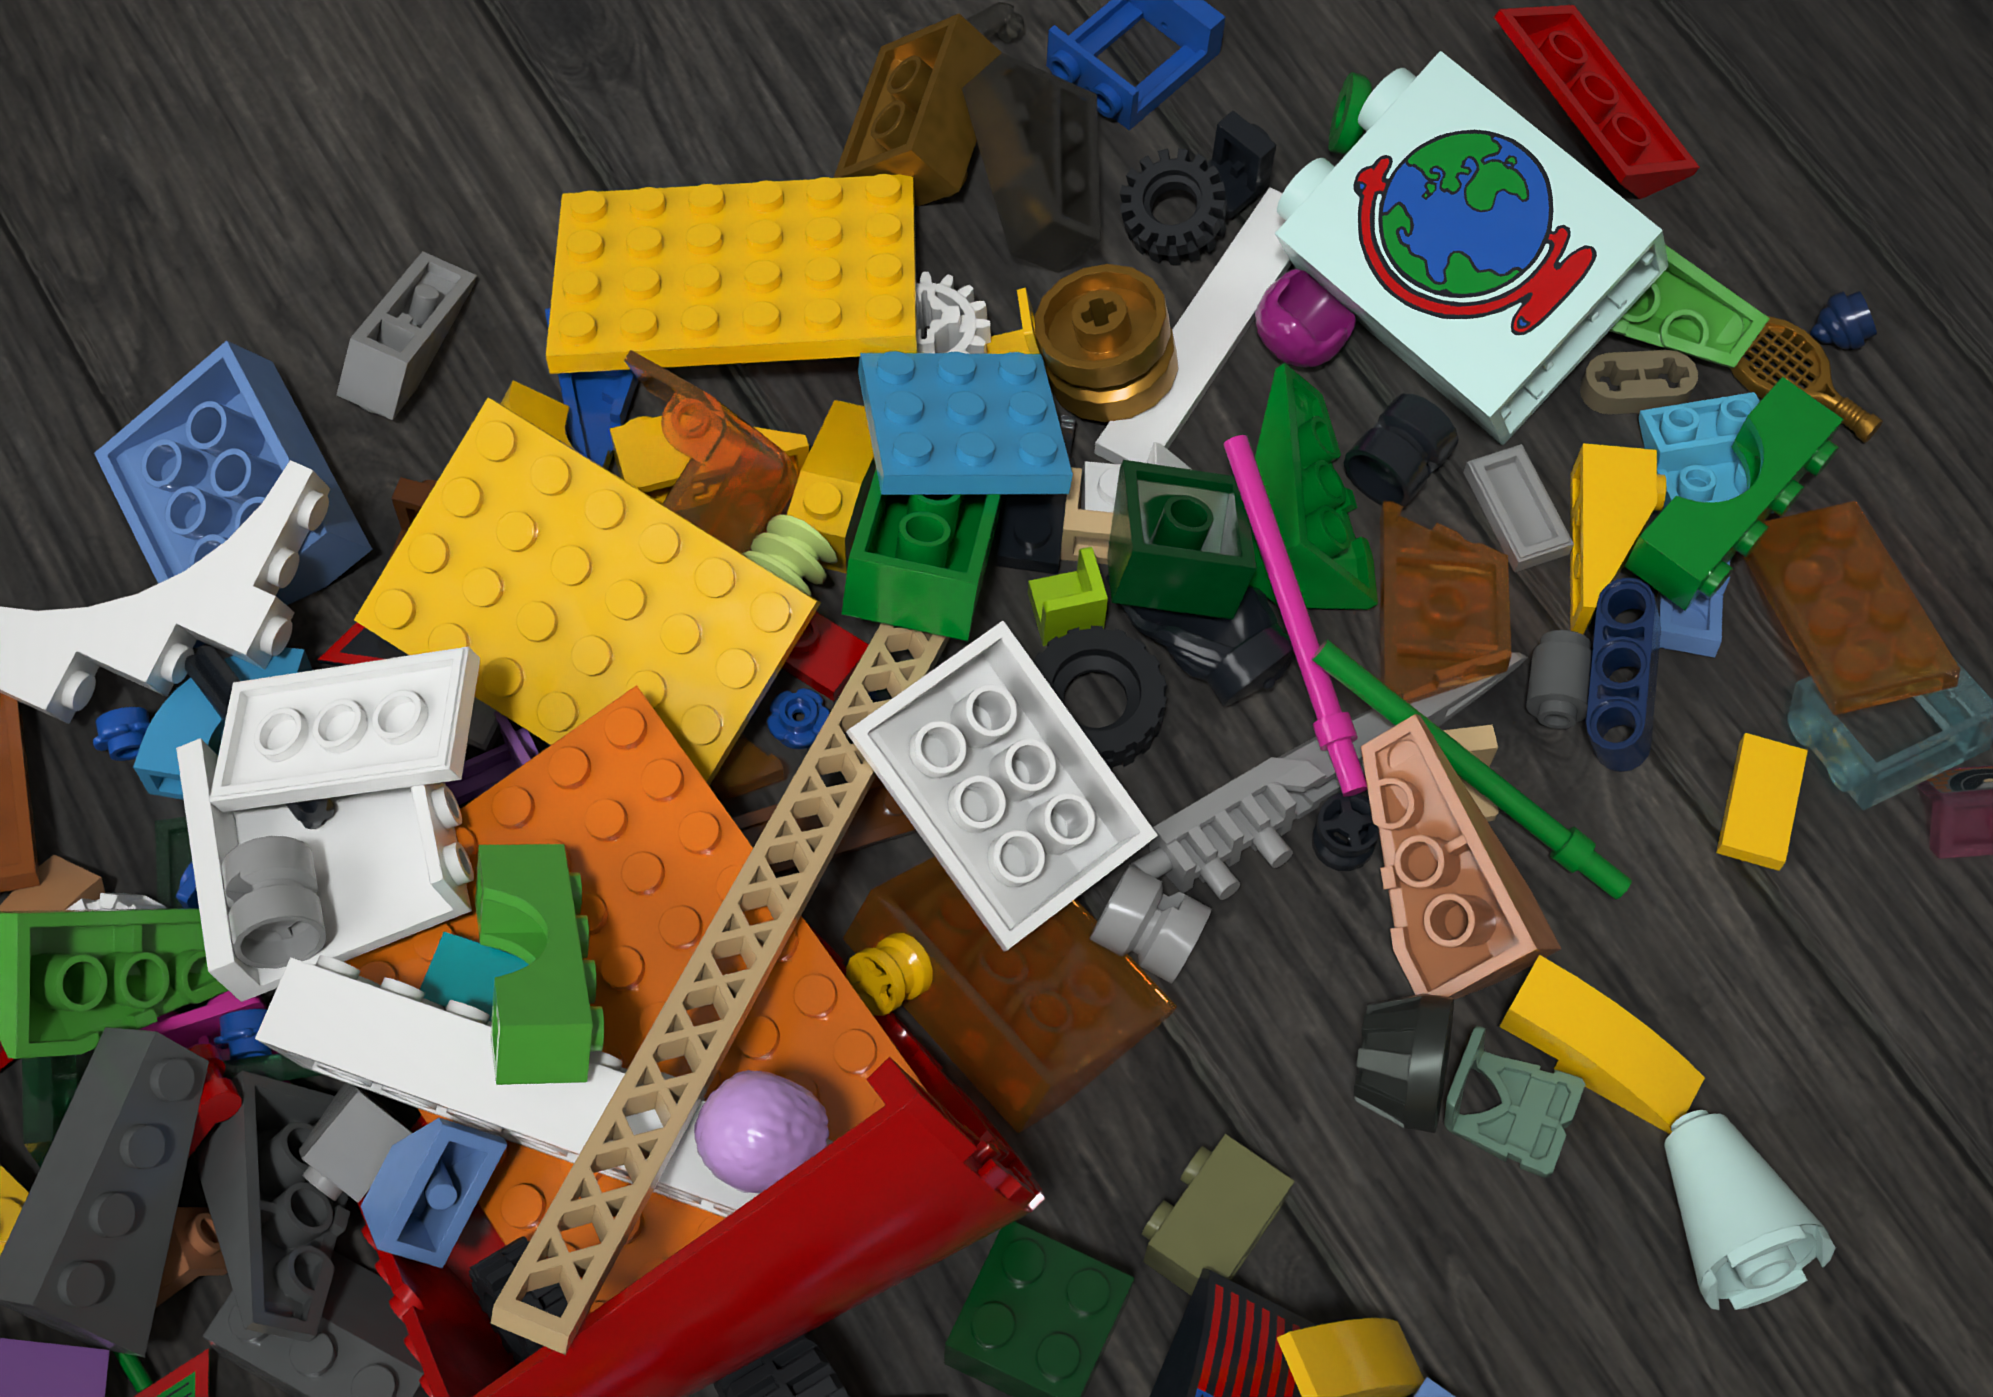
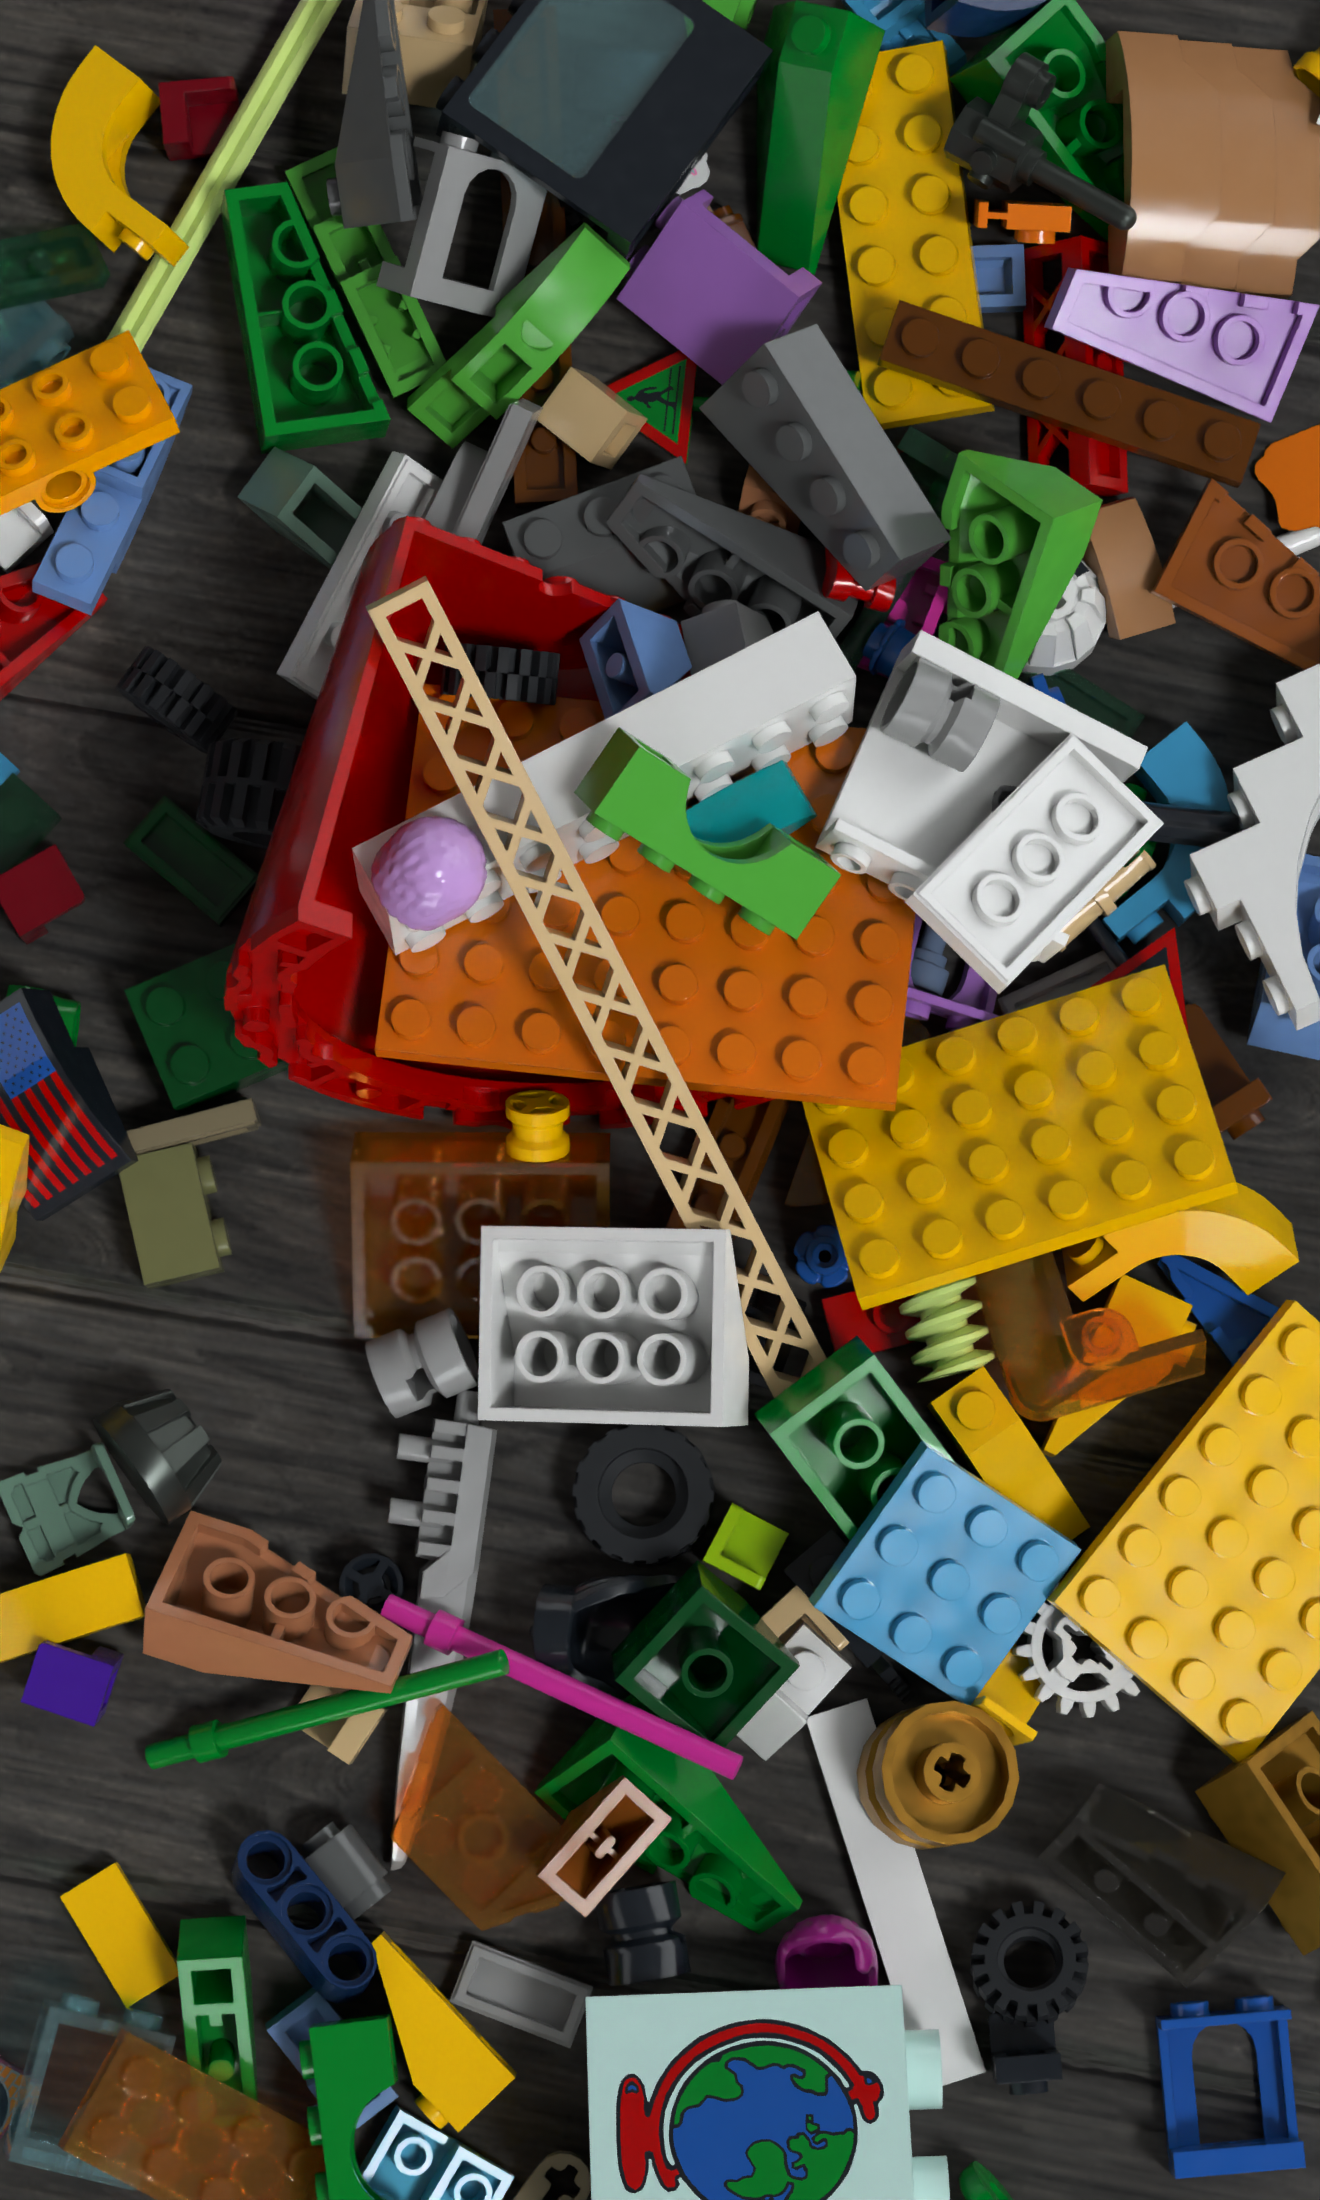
camera: 135 degrees right, 20 degrees up
(121, 732) = (1238, 743): blue plate -> none
(1153, 1275) = (197, 1127): none -> dark tan tile
(1373, 513) = (601, 1843): none -> dark orange slope
(1638, 974) = (72, 1681): none -> dark purple panel
(1736, 688) = (218, 2000): none -> green slope

